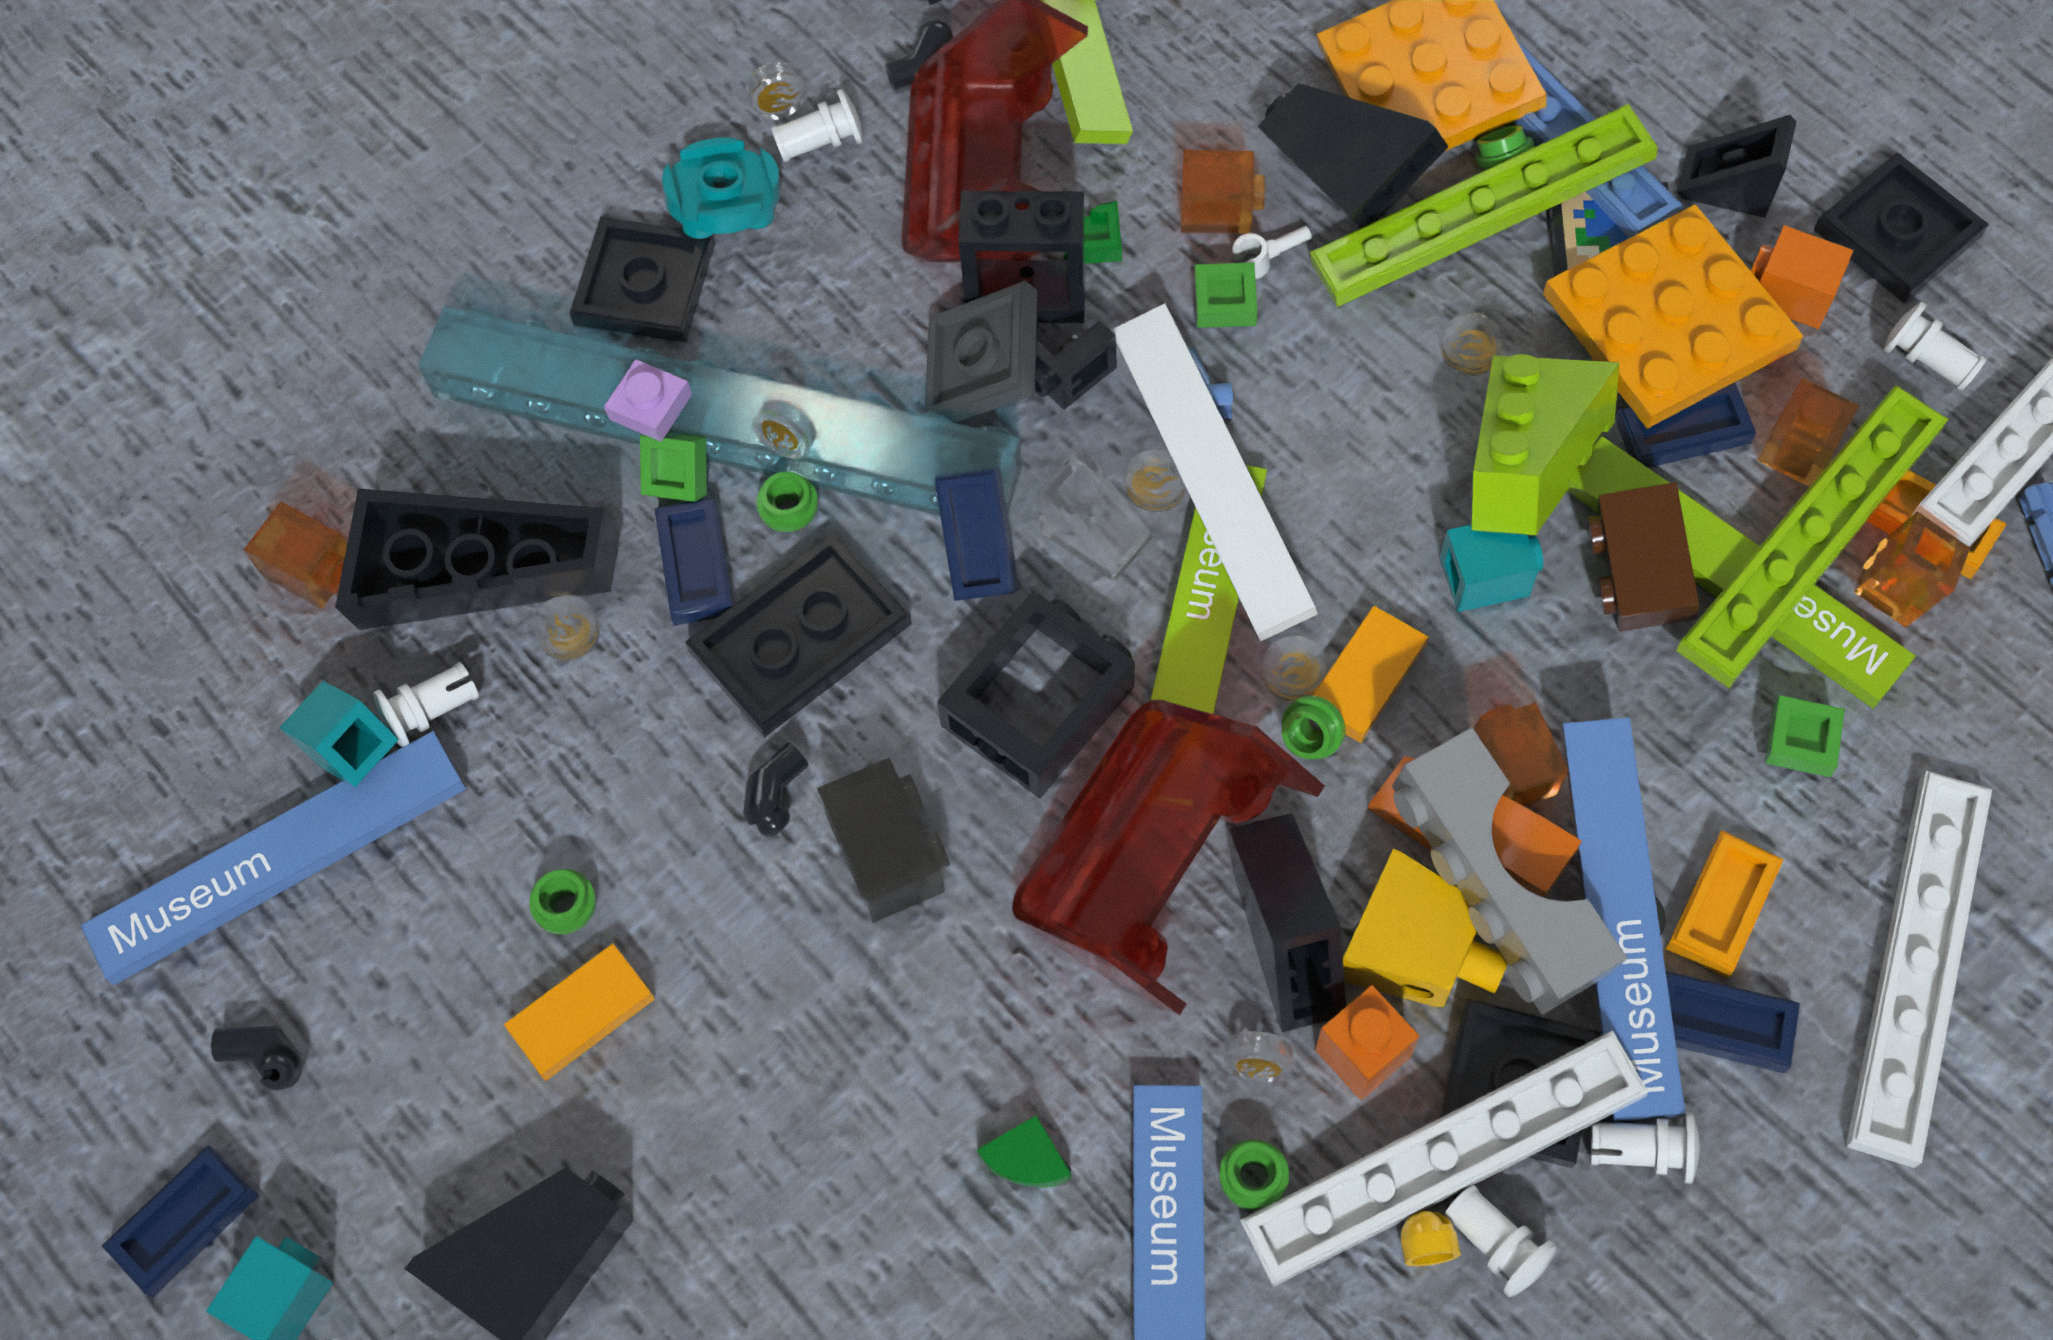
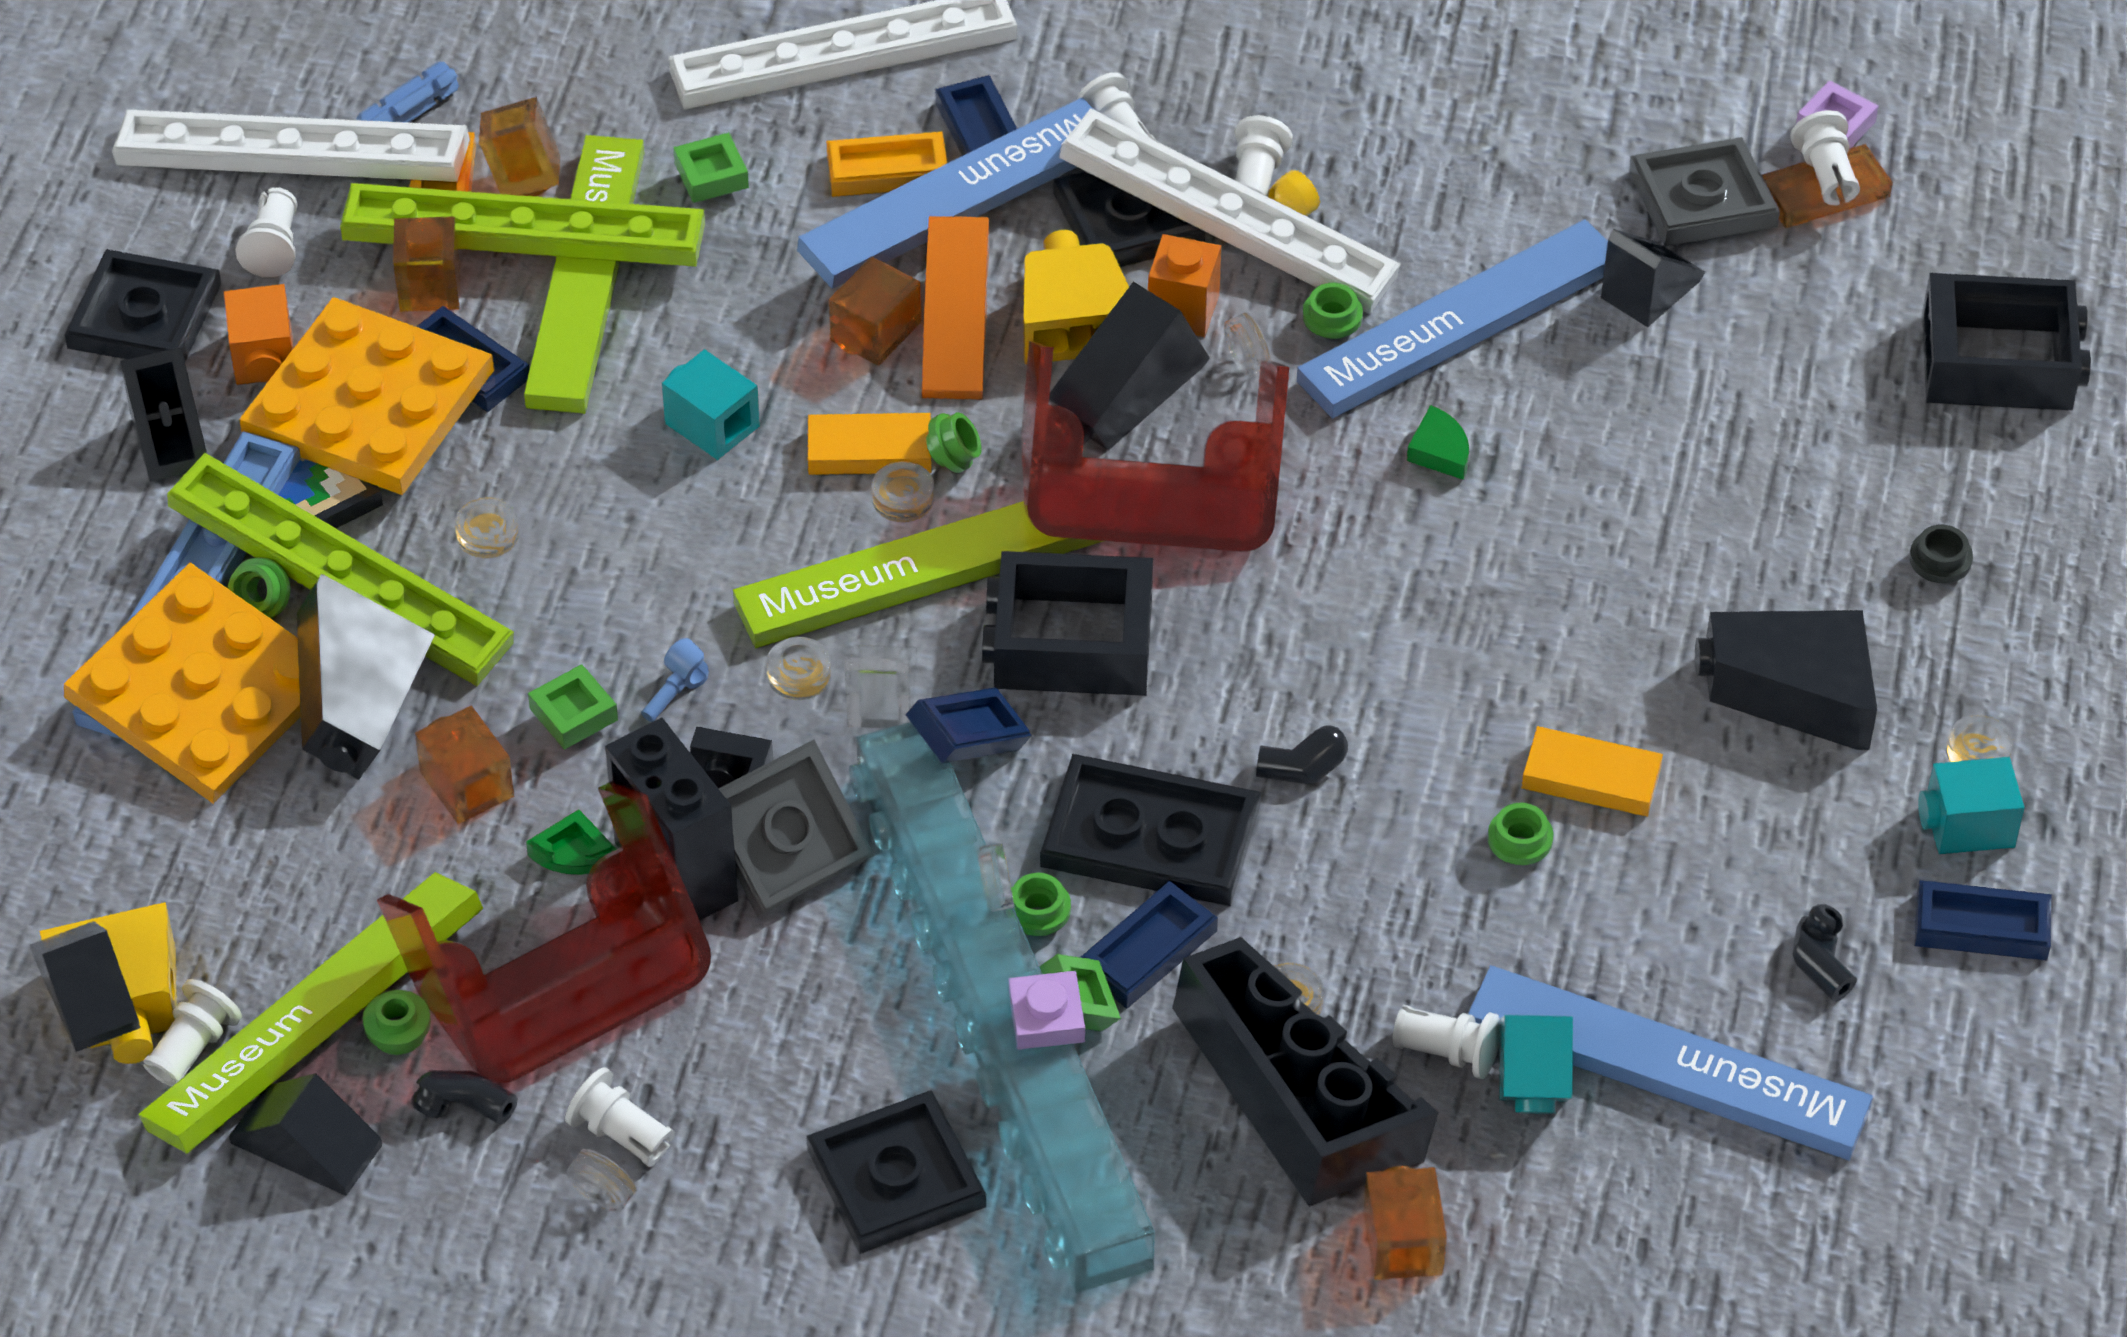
camera: 130 degrees left, 15 degrees down
(707, 210) = (769, 1178): teal plate -> none
(883, 840) = (1284, 650): clear smoke brick -> none
(1214, 473) = (772, 606): white tile -> none
(1255, 244) = (499, 713): white hand -> none
(1535, 435) = (587, 398): lime wedge -> none
(1548, 943) = (971, 275): light grey arch -> none
(1645, 557) = (633, 301): reddish brown brick -> none

